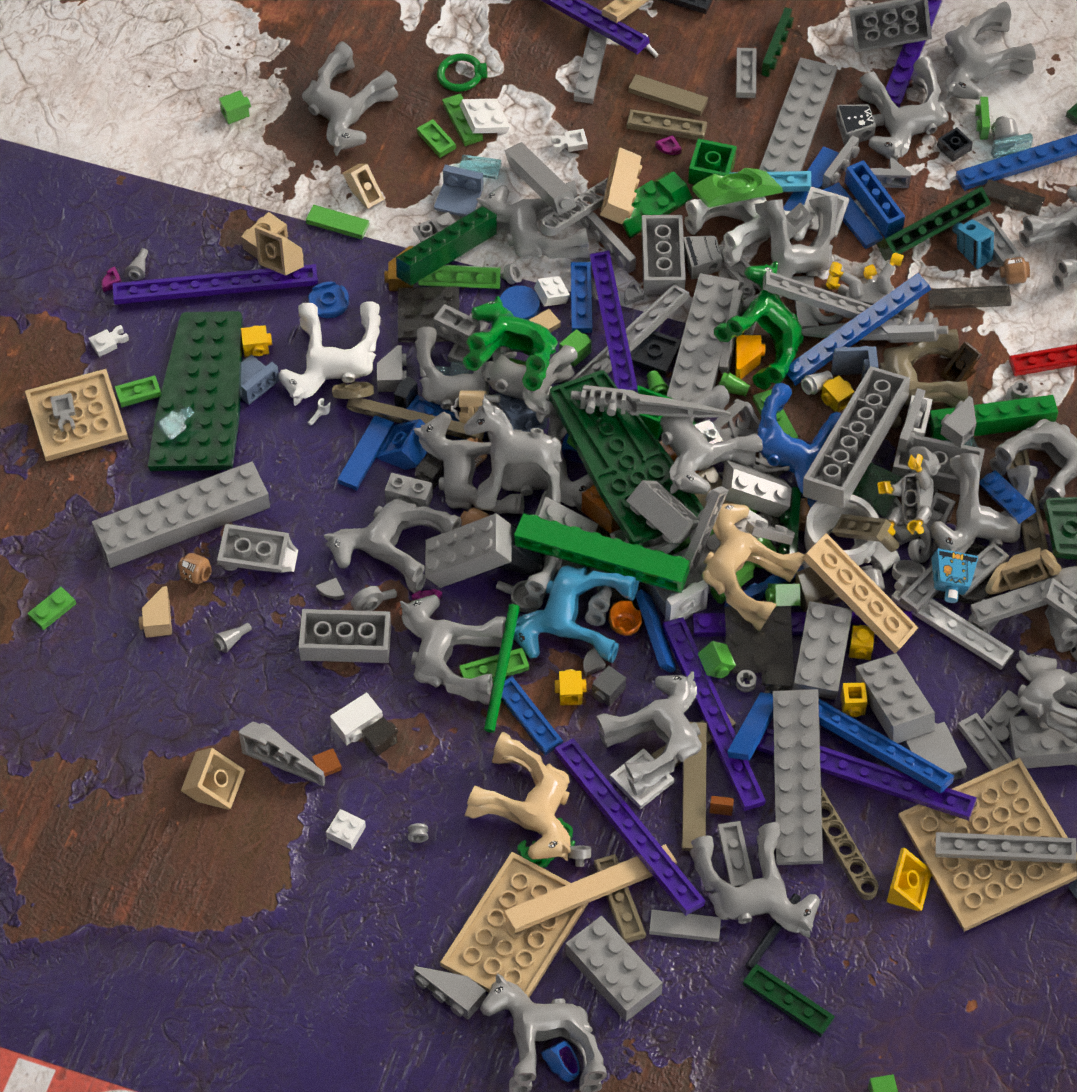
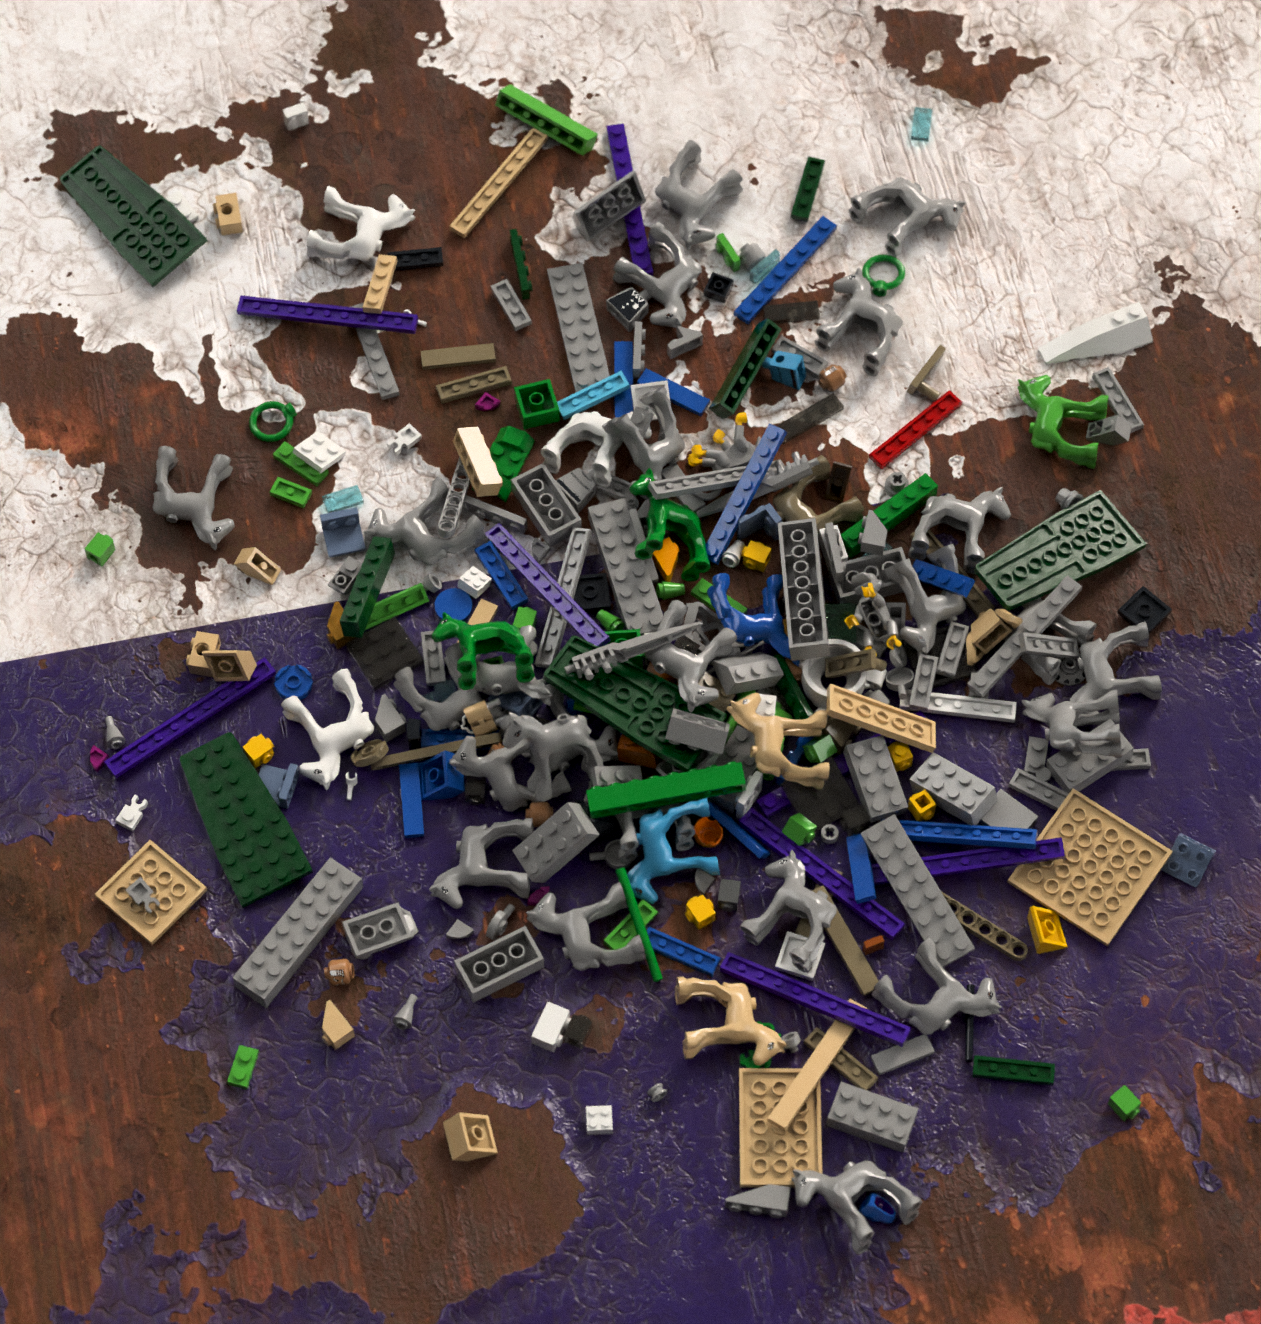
camera: 30 degrees left, 5 degrees up
(138, 391) = (189, 845): bright green plate -> none
(173, 423) = (242, 858): clear light blue plate -> none
(269, 747) = (500, 1086): light grey wedge -> none
(327, 762) = (549, 1075): dark orange tile -> none
(337, 222) = (255, 609): bright green tile -> none
(408, 489) = (470, 815): light grey brick -> none
(455, 325) = (422, 654): light grey brick -> none
(540, 178) = (408, 488): light grey brick -> none
(706, 522) = (736, 721): light grey plate -> none
(735, 853) = (906, 978): light grey plate -> none
(736, 187) = (573, 417): bright green slope -> none
(762, 530) = (781, 706): light grey hinge -> none
(874, 198) = (685, 370): blue brick -> none
(953, 572) = (939, 664): dark azure torso -> none
(1005, 847) = (1104, 865): light grey plate -> none

